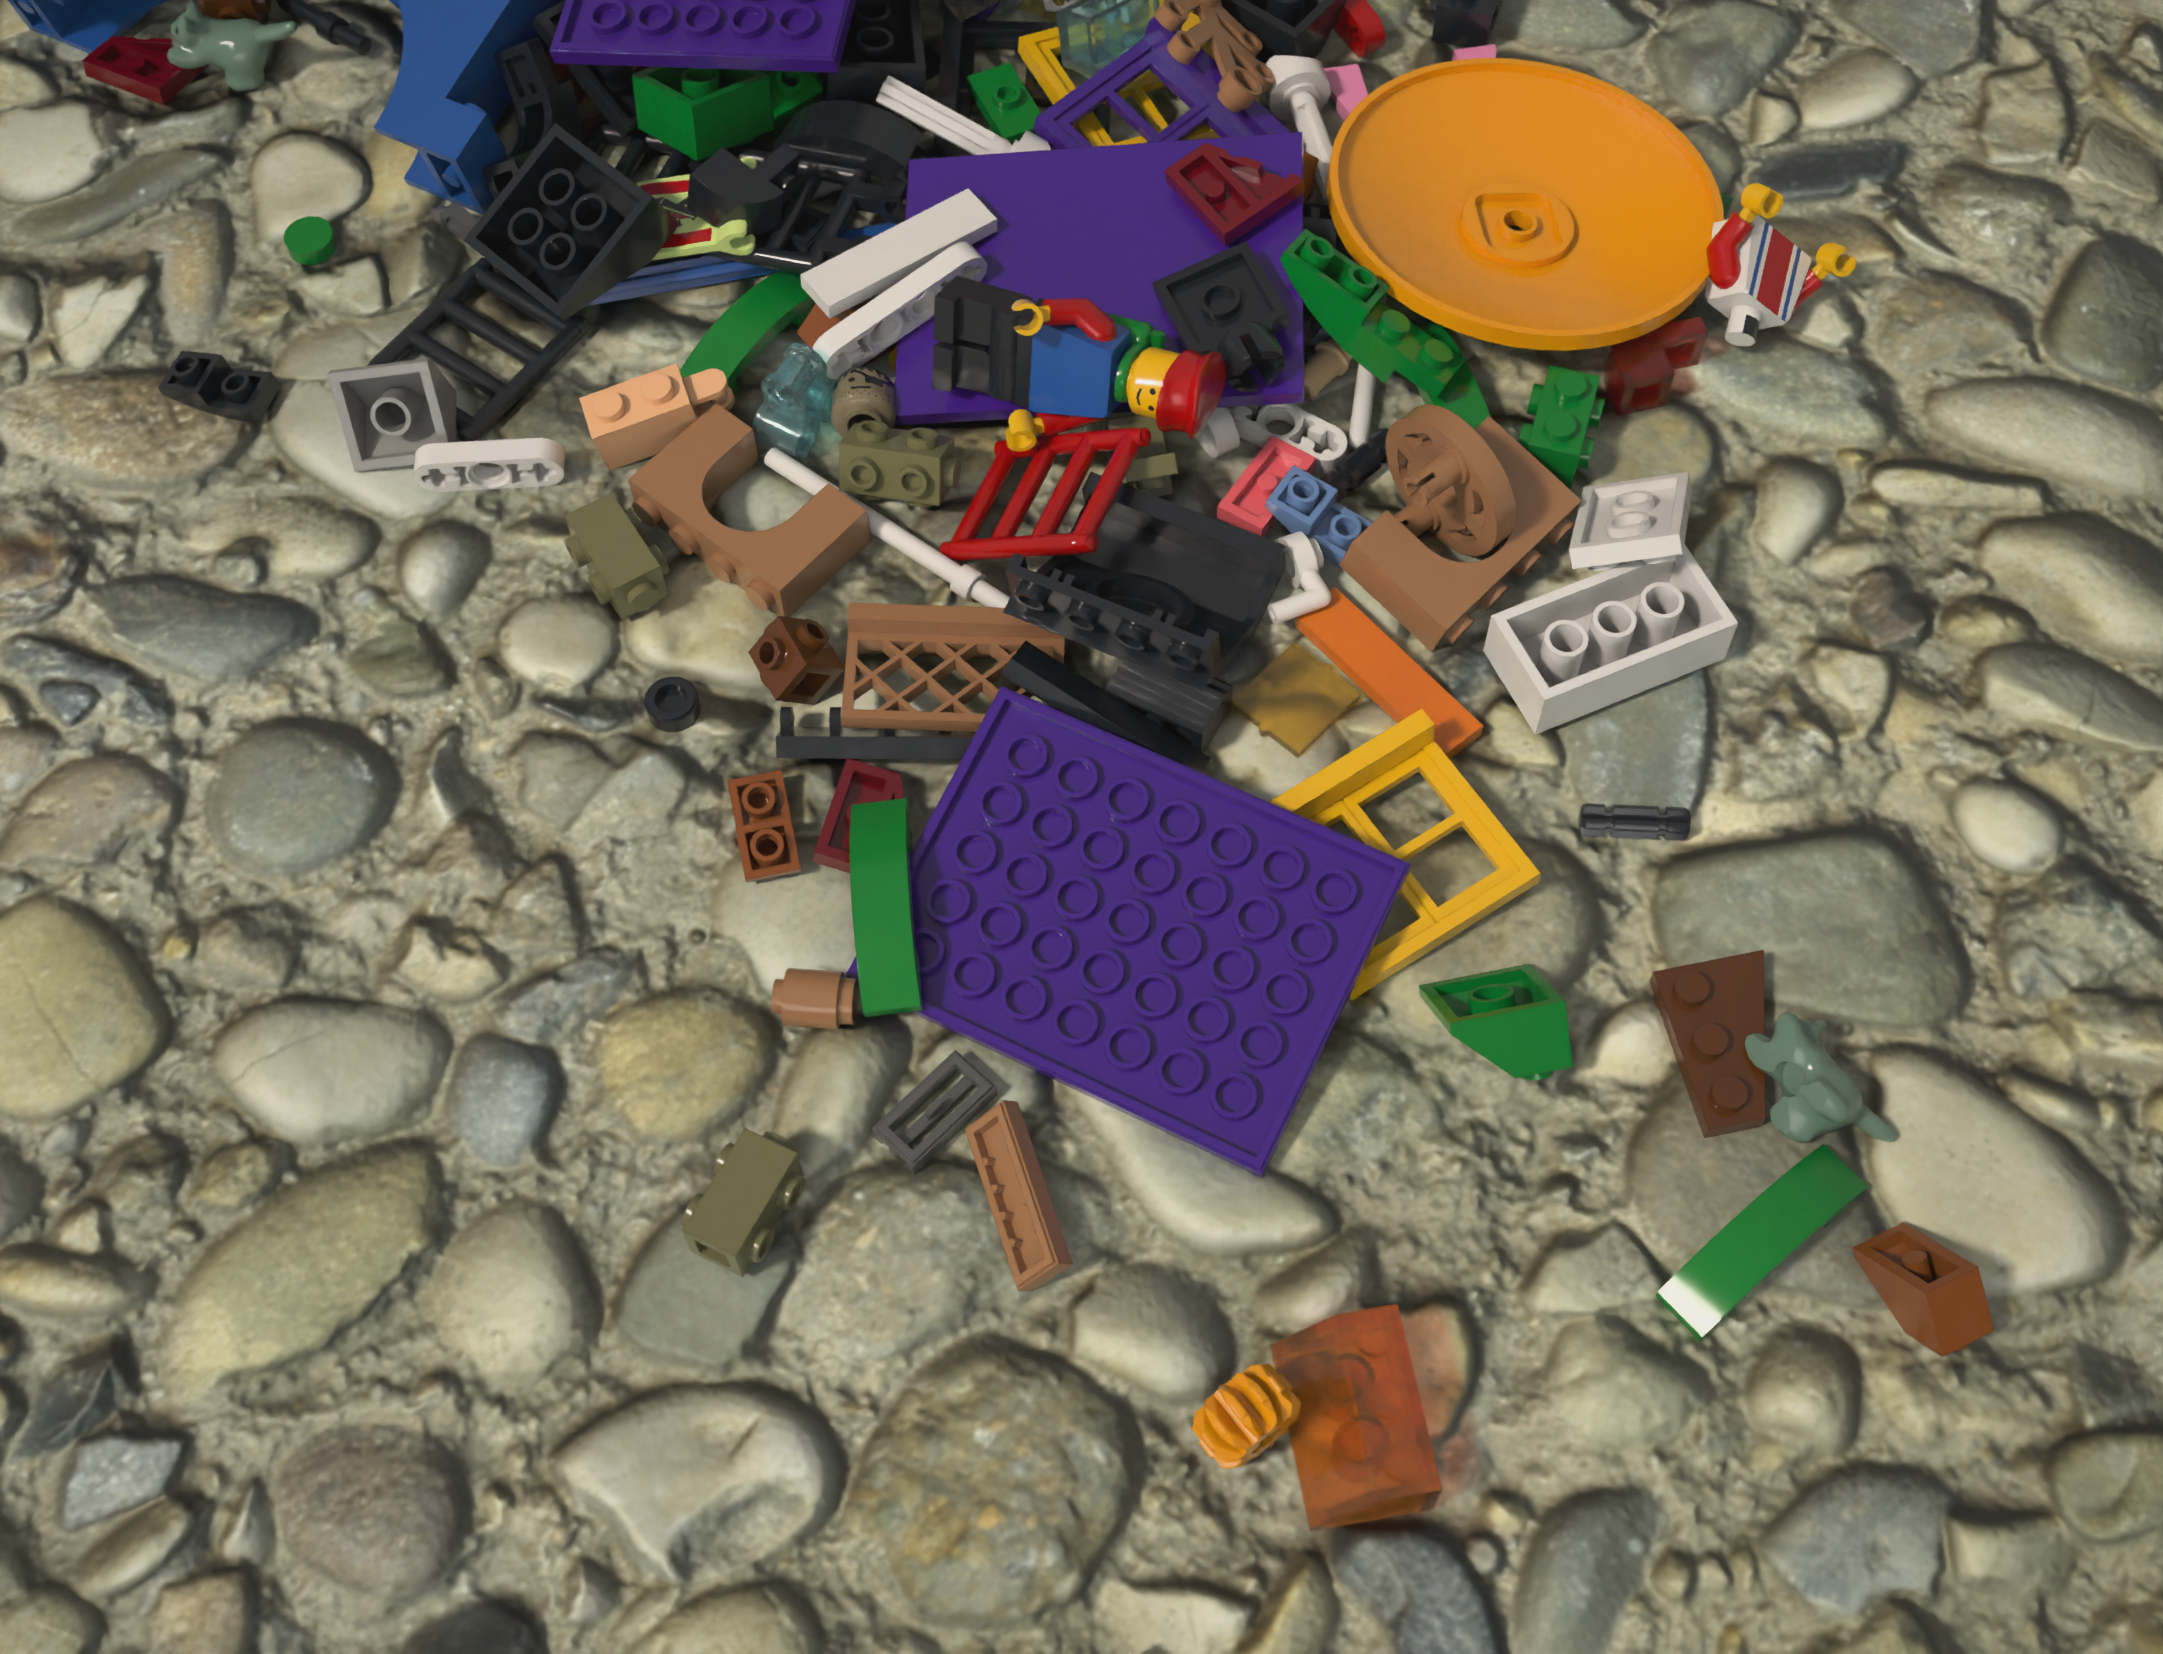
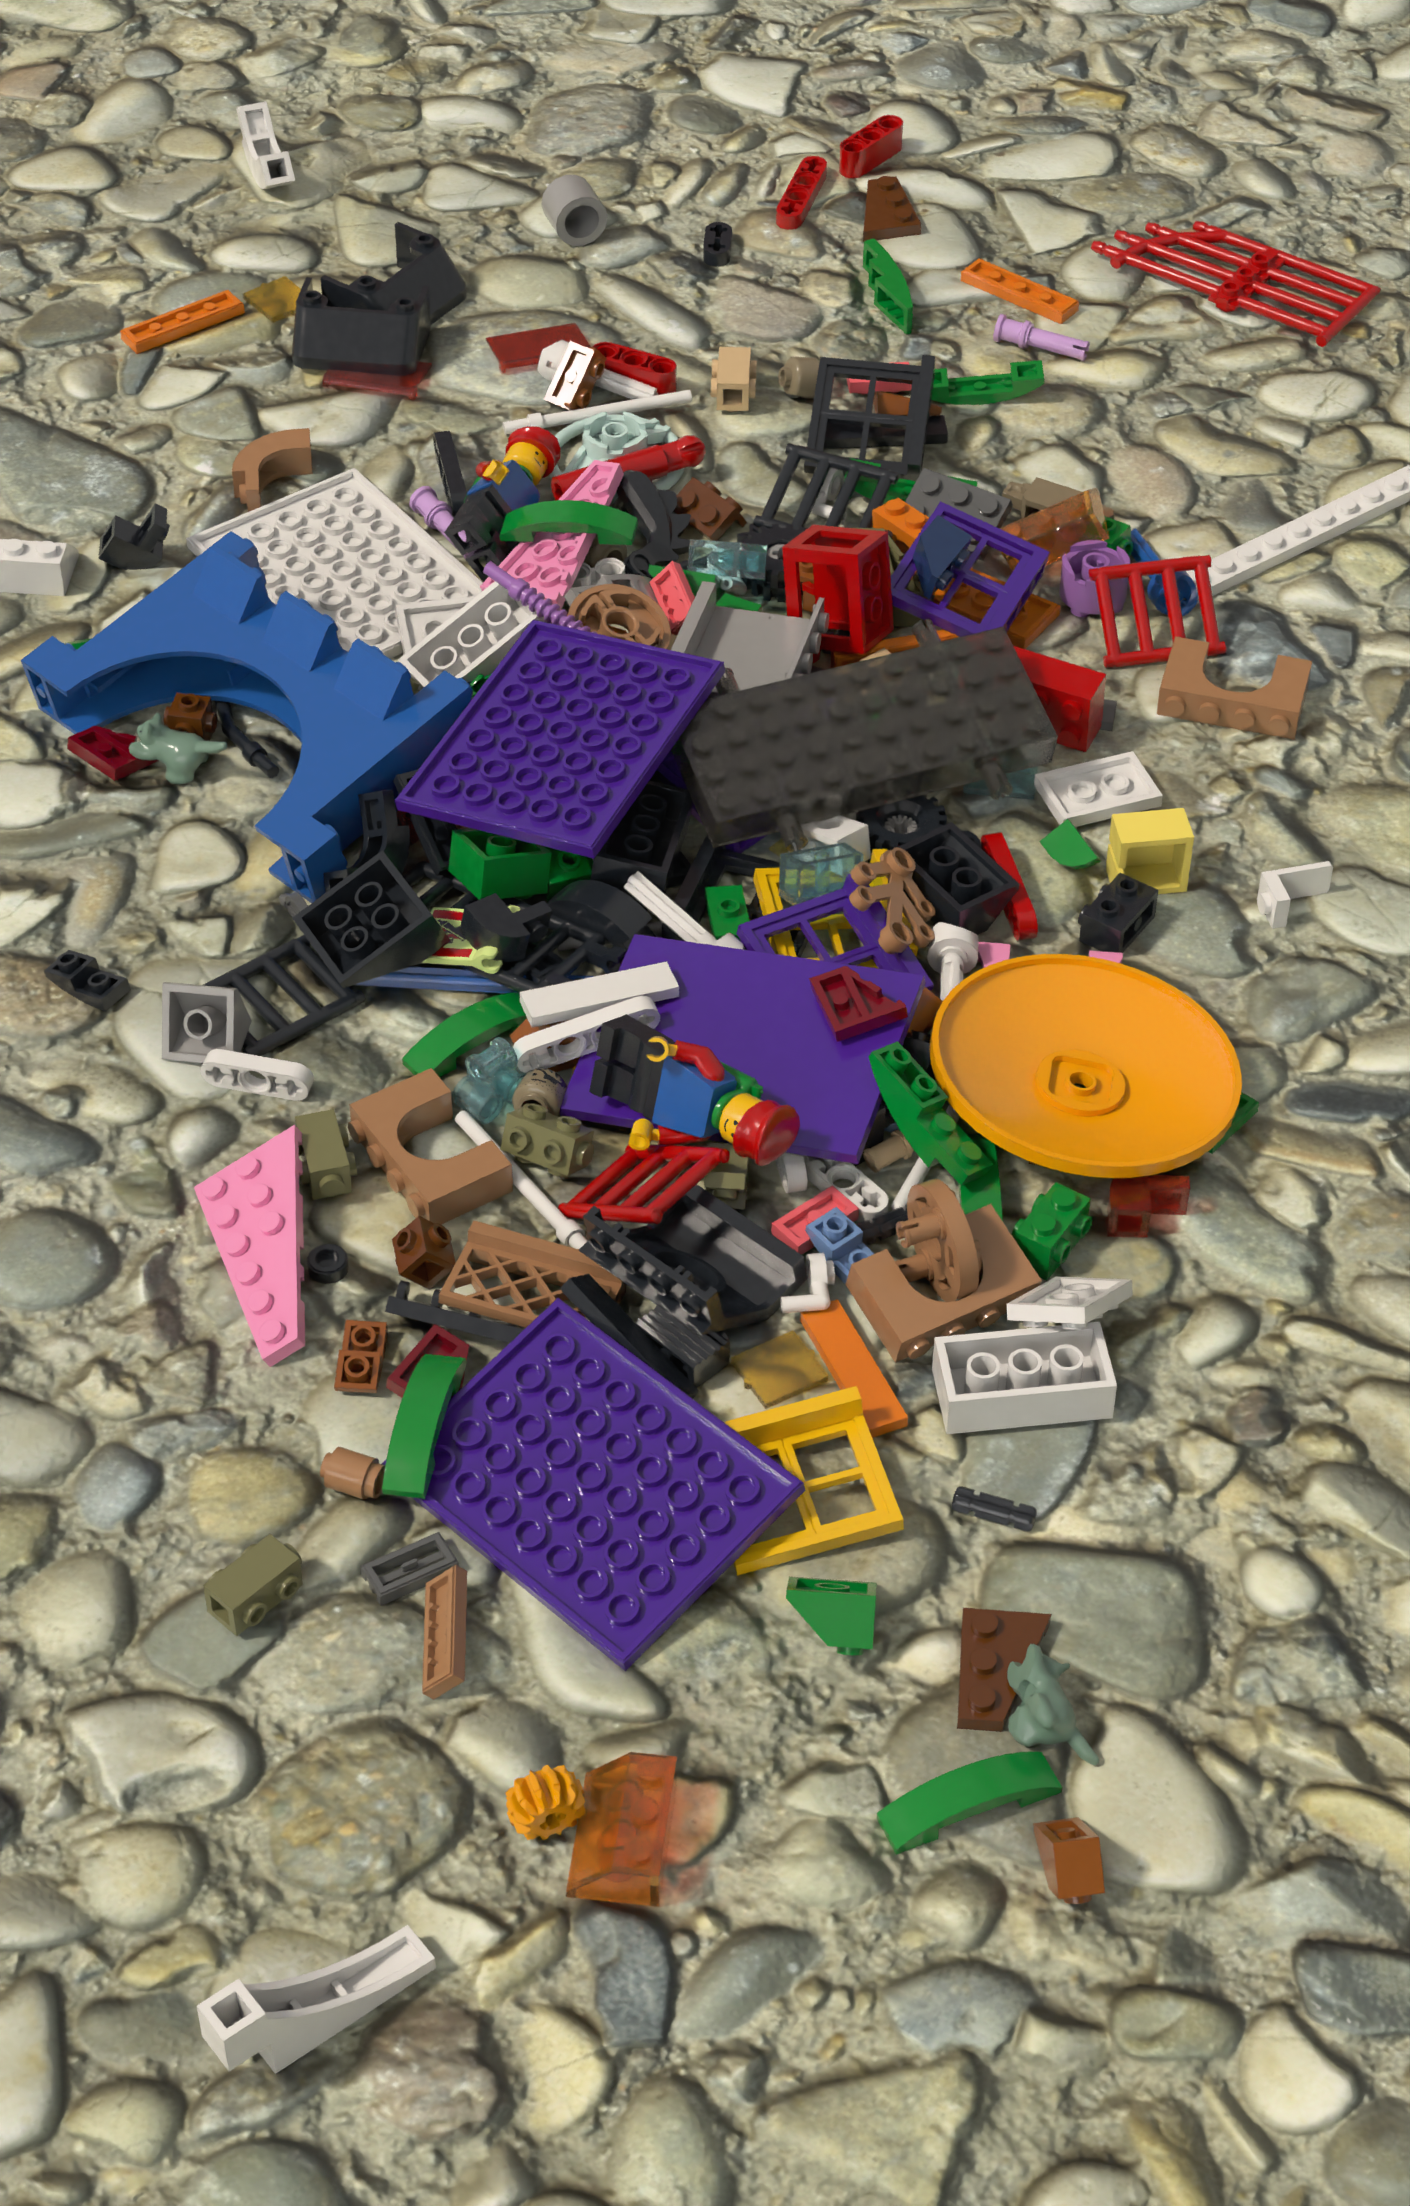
camera: 15 degrees right, 15 degrees down
(310, 240) = (186, 896): green tile -> none
(574, 691) = (259, 1234): none -> bright pink wing
(650, 411) = (381, 1061): light nougat brick -> none
(1230, 310) = (819, 1086): black plate -> none
(1758, 272) = (1247, 1156): torso -> none

